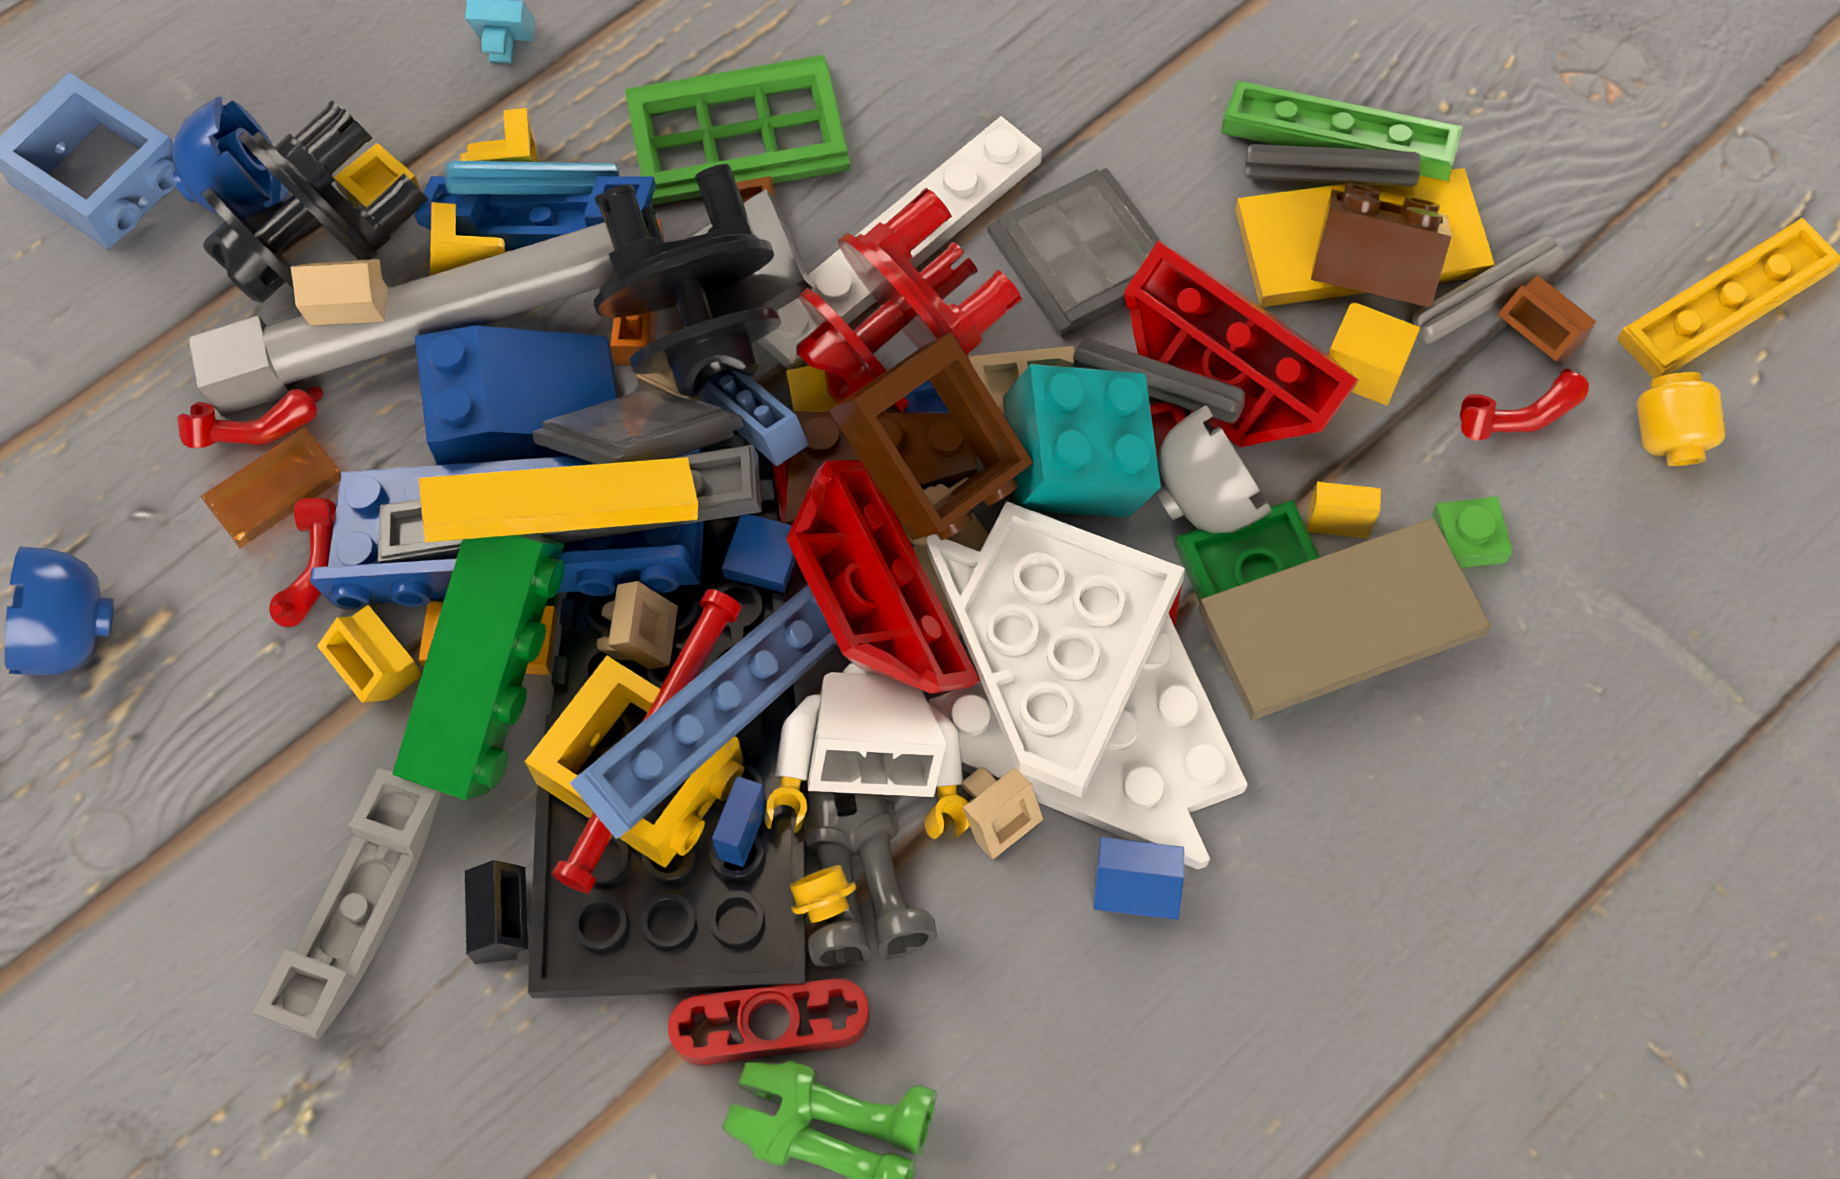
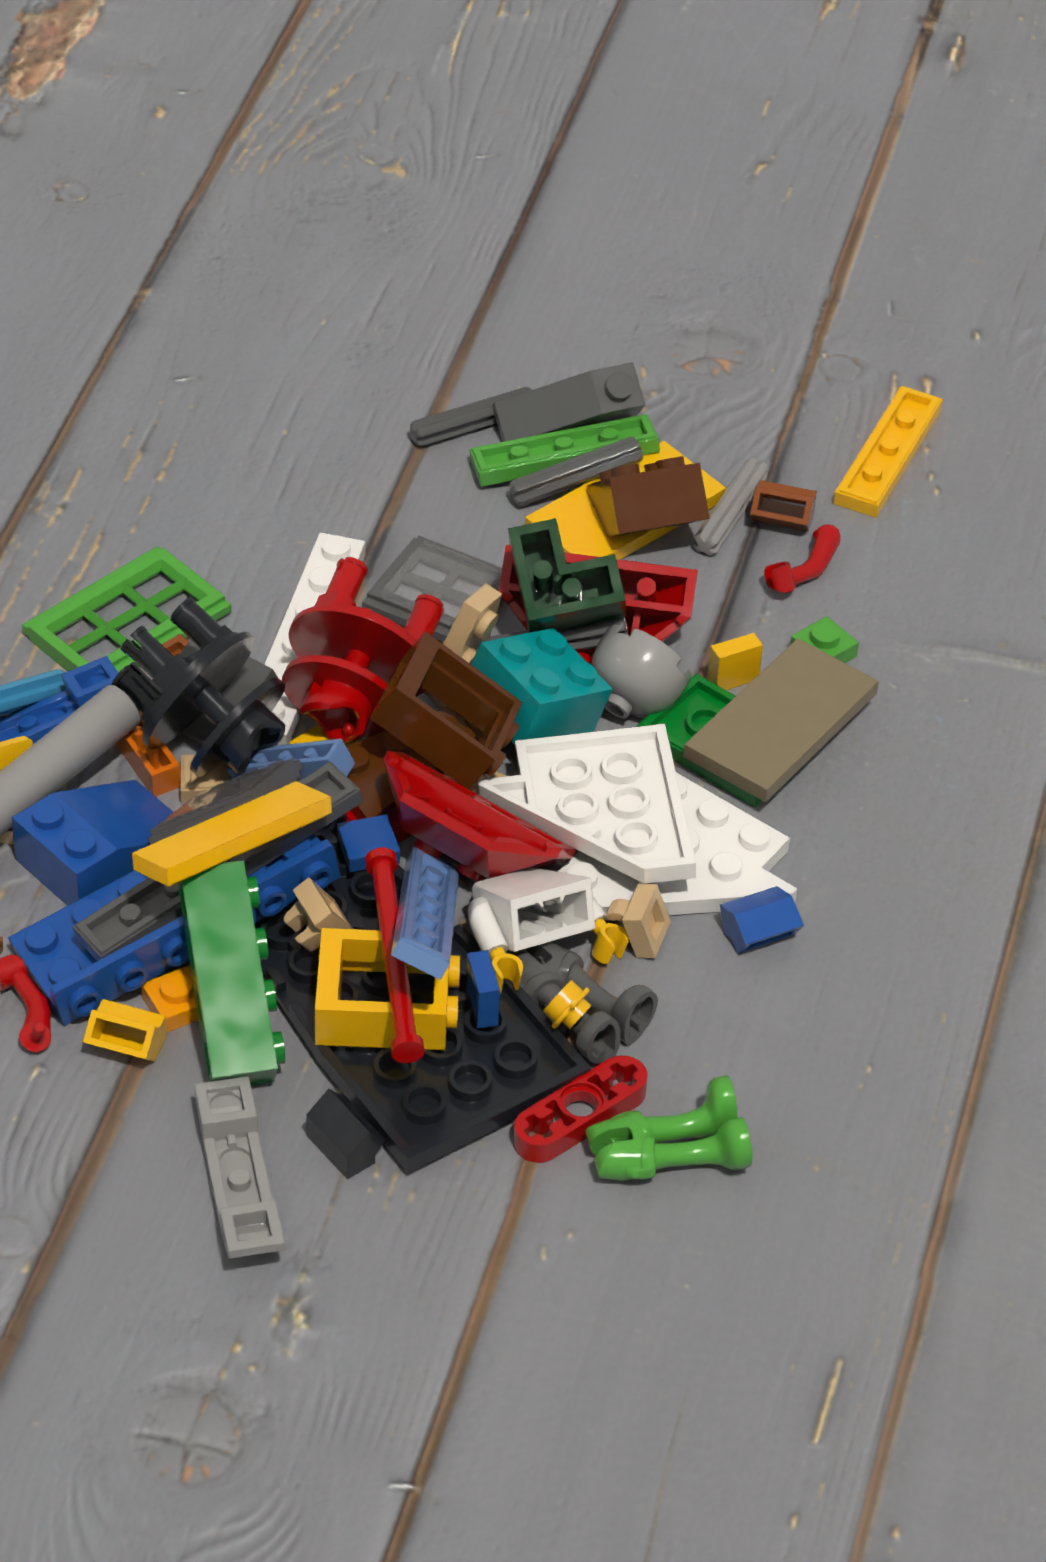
camera: 35 degrees left, 20 degrees down
(1030, 339) = (474, 622): none -> tan wing
(1163, 322) = (559, 592): none -> dark green brick
(1272, 39) = (458, 420): none -> dark grey axle
(1373, 350) = (691, 553): yellow panel -> none
(1381, 76) = (571, 403): none -> dark grey slope
(1681, 418) = (909, 524): yellow head -> none

